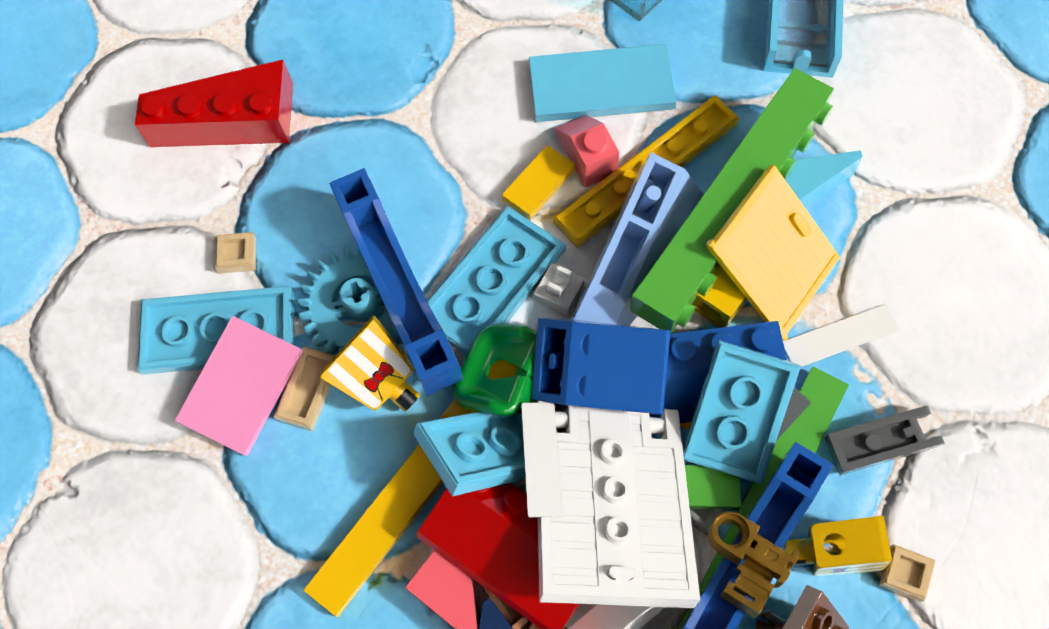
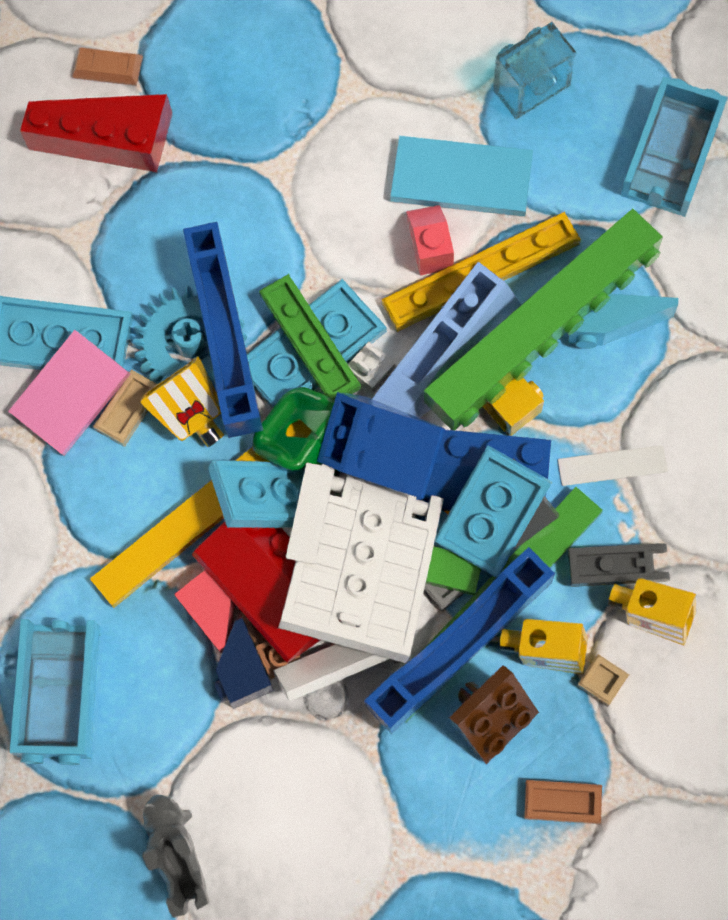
camera: 15 degrees right, 5 degrees up
(217, 51) = (107, 66): none -> nougat tile
(235, 252) = (88, 269): tan tile -> none
(488, 272) = (309, 338): none -> bright green tile
(538, 182) = (377, 262): yellow tile -> none
(759, 567) = (472, 640): pearl gold piece -> none
(774, 251) = (567, 377): yellow piece -> none
(963, 479) = (670, 611): none -> yellow torso

